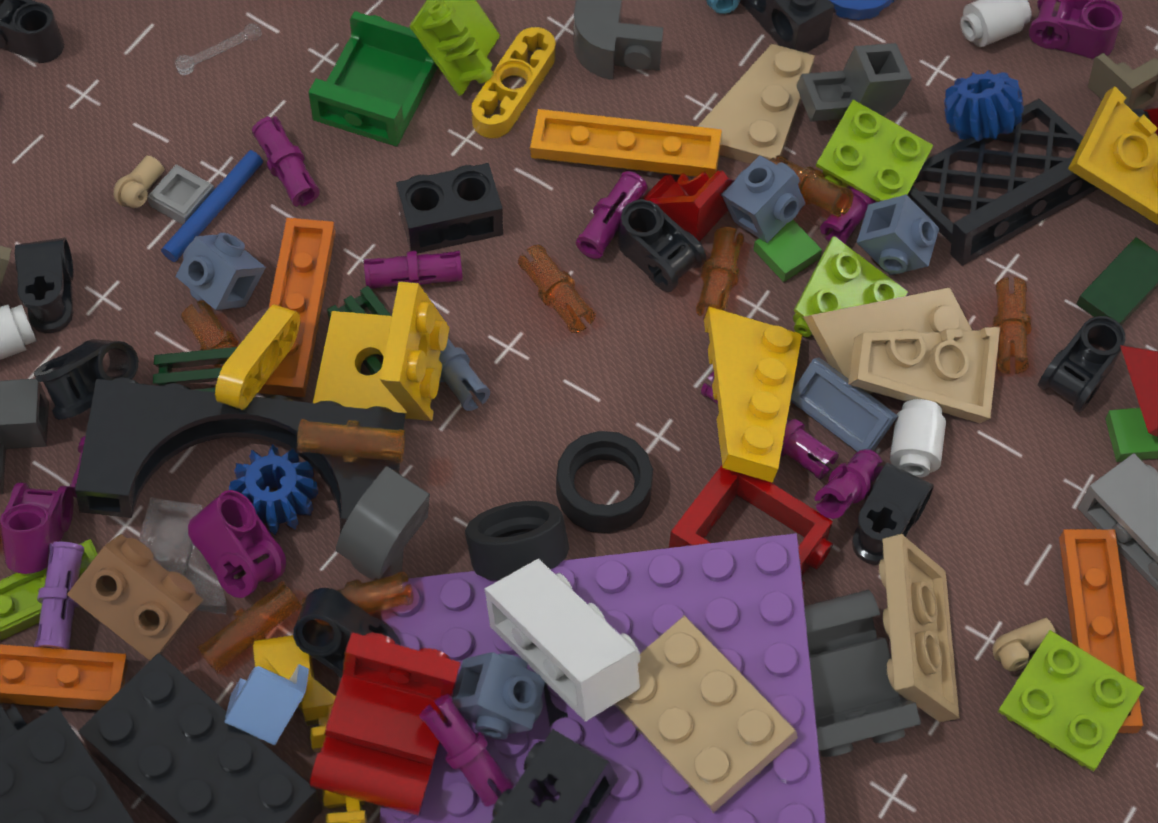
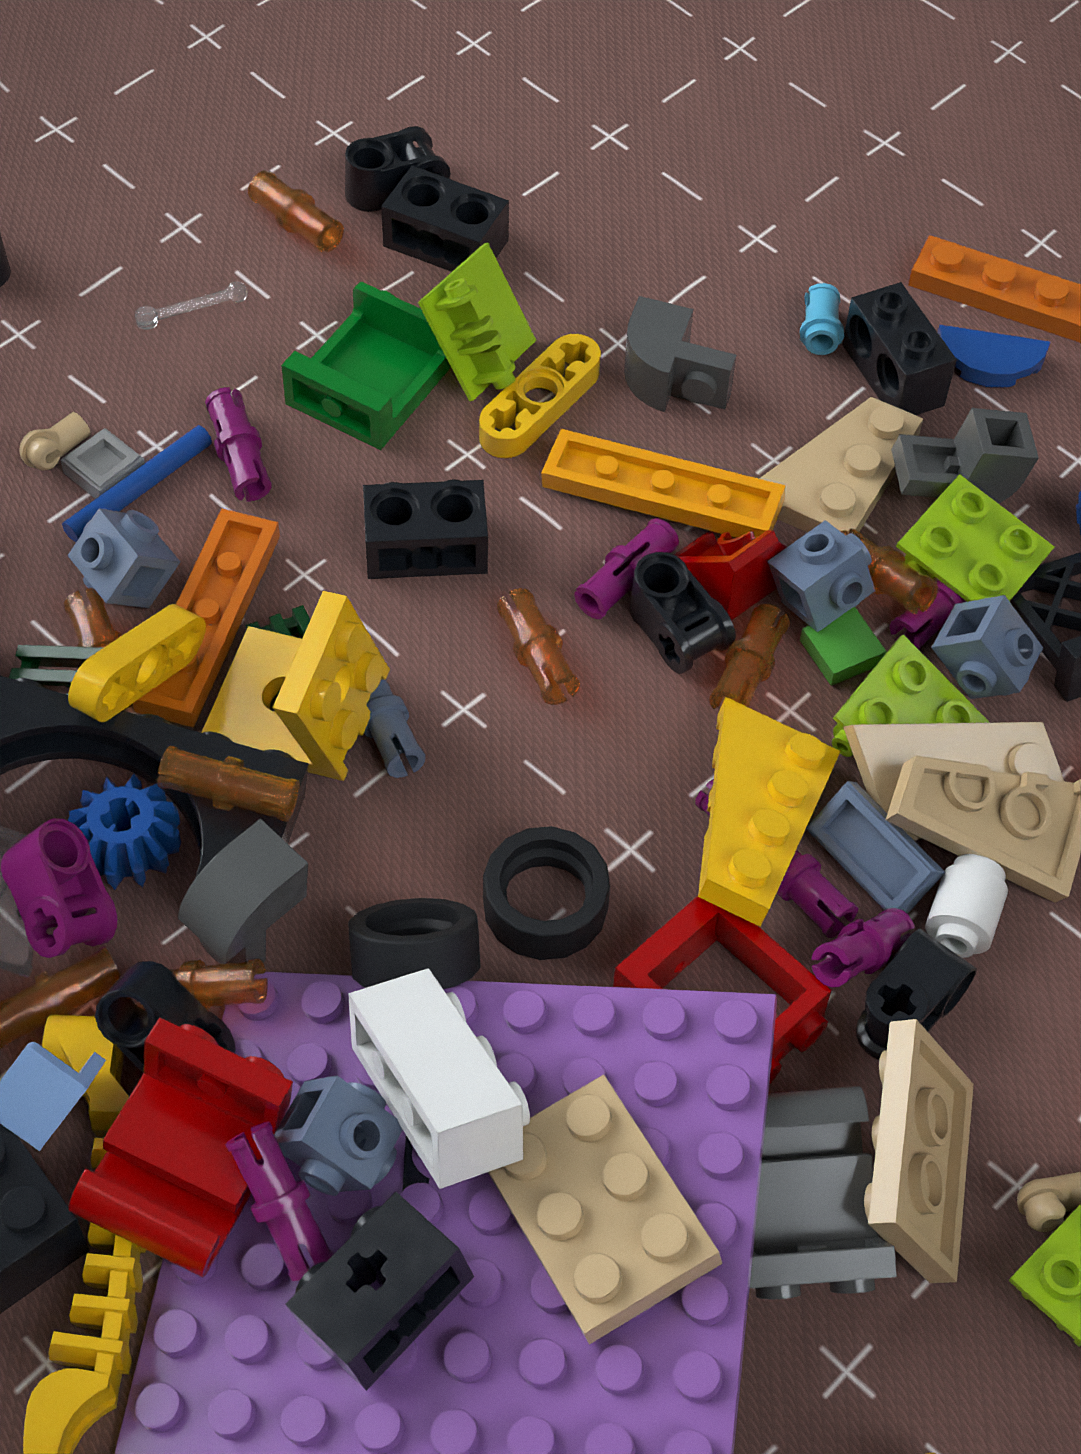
camera: 10 degrees right, 5 degrees down
(413, 269) = (368, 594): magenta pin -> none

